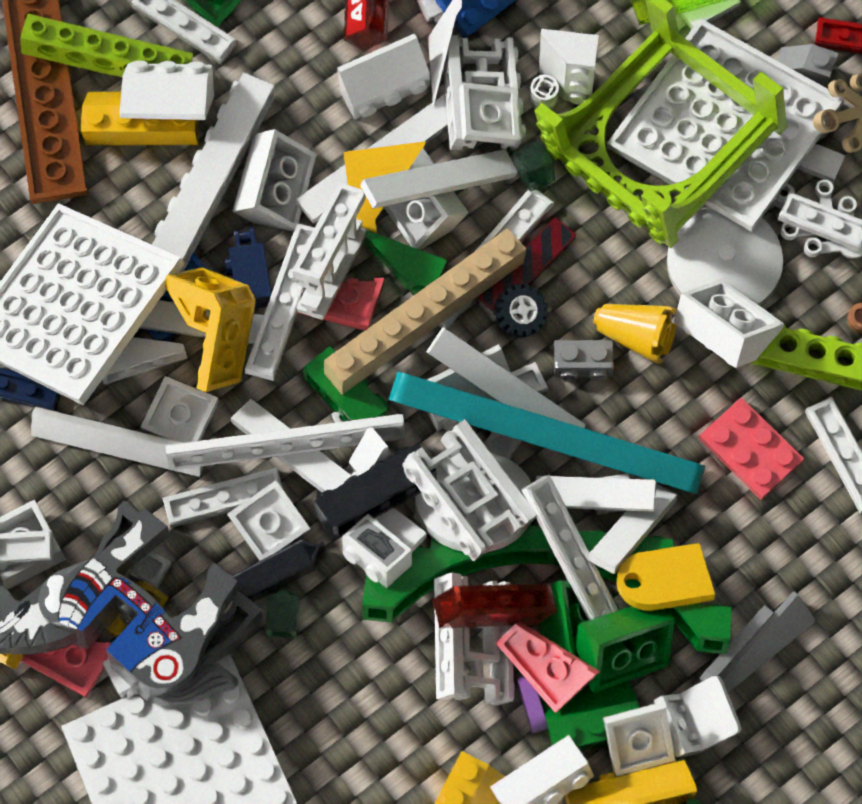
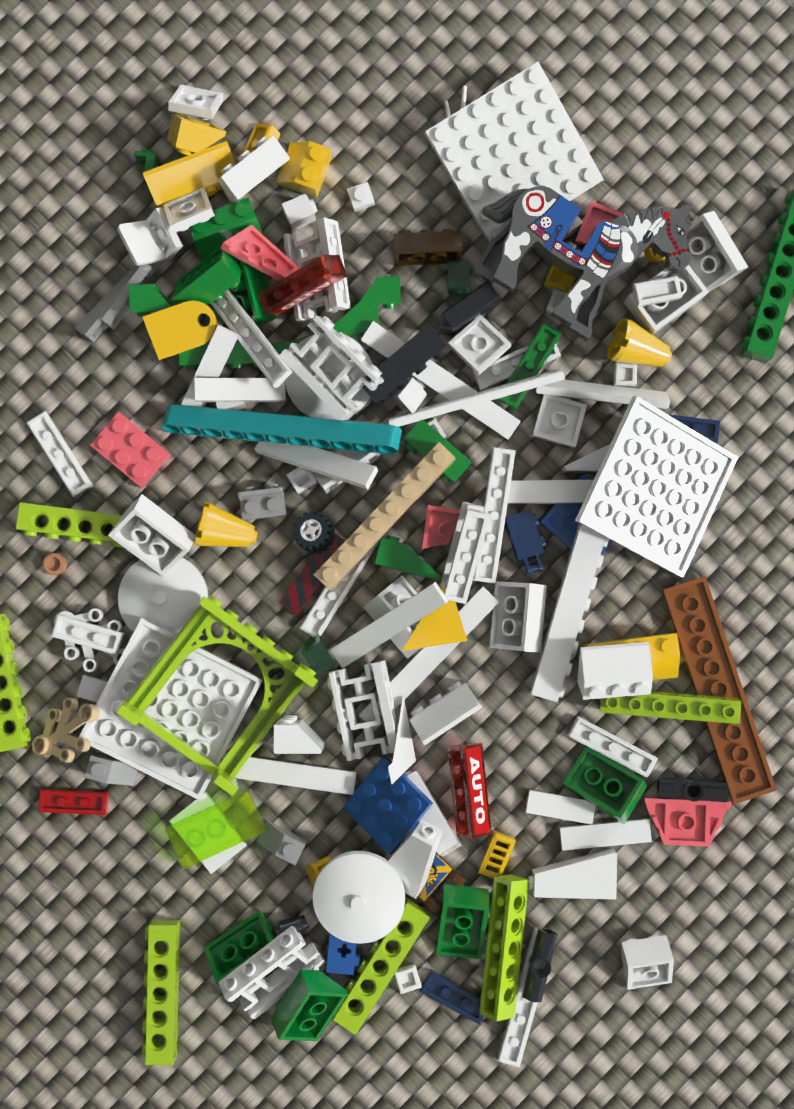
camera: 165 degrees right, 15 degrees up
(62, 491) = (637, 346): none -> yellow cone
(82, 464) = (625, 375): none -> white tile
(199, 496) = (532, 361): none -> green tile
(226, 329) = (544, 489): yellow bracket -> none
(319, 658) = (426, 247): none -> dark brown slope
(376, 551) = (395, 317): white brick -> none
(400, 748) = (360, 196): none -> white plate
(487, 733) = (299, 211): none -> white brick
(489, 113) = (356, 686): white plate -> none
(532, 705) = (269, 232): medium lavender beam -> none
(539, 95) = (317, 718): white wheel -> none
(611, 43) = (298, 775): none -> white tile

